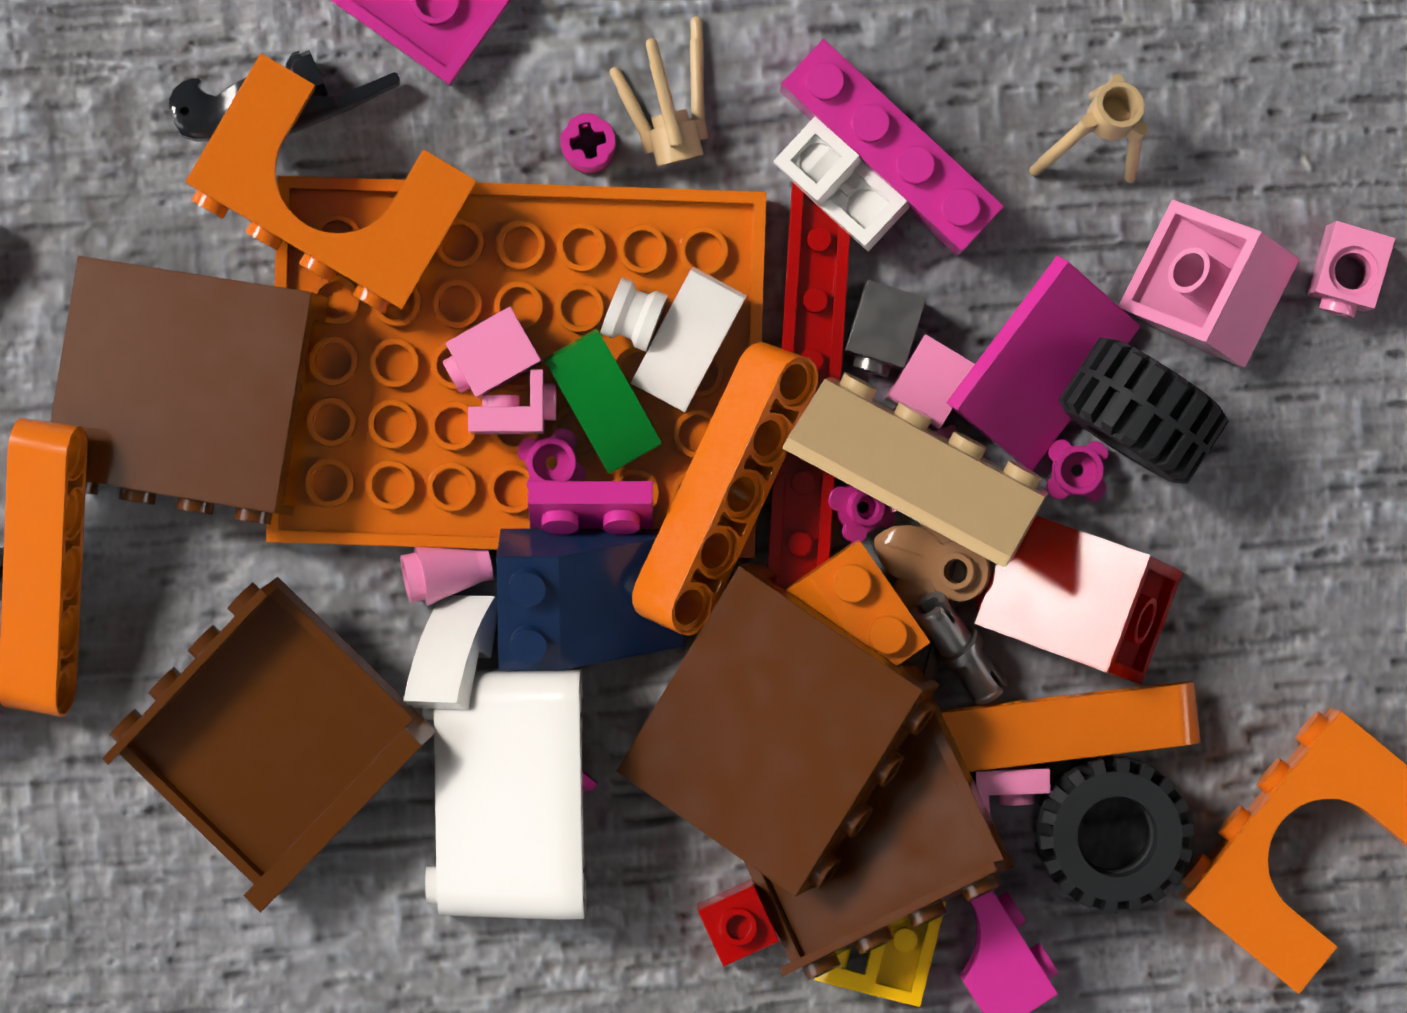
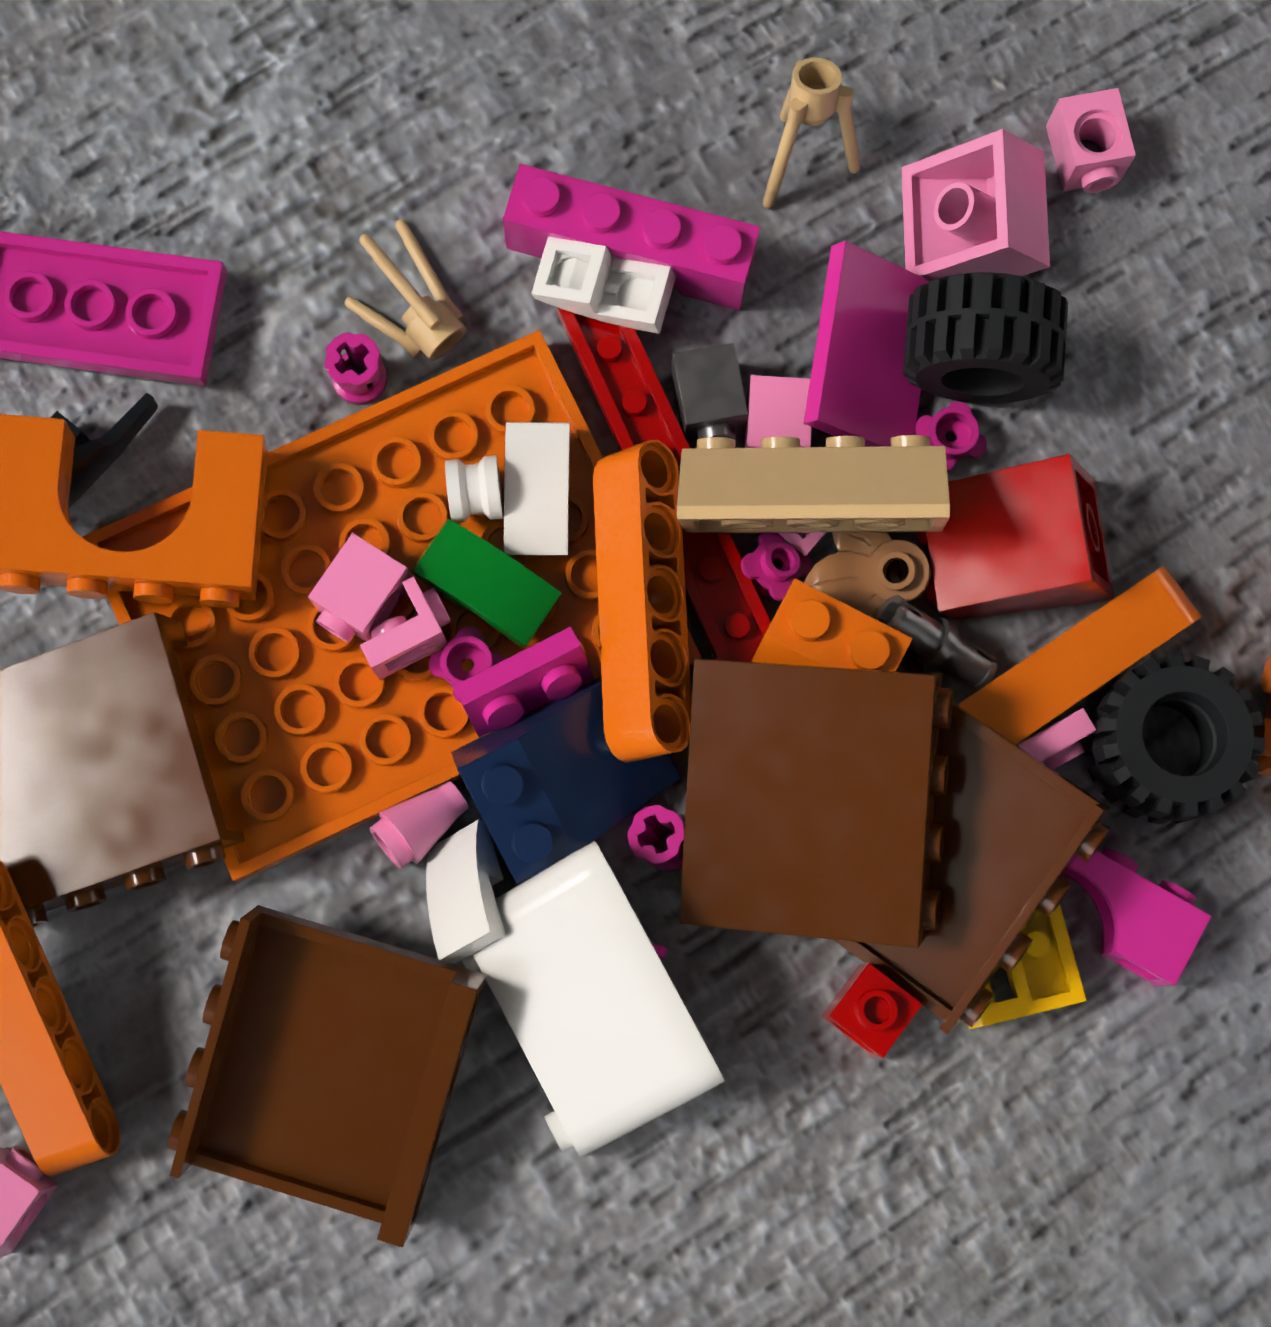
camera: 30 degrees left, 10 degrees down
(632, 676) = (646, 832): none -> dark pink bush

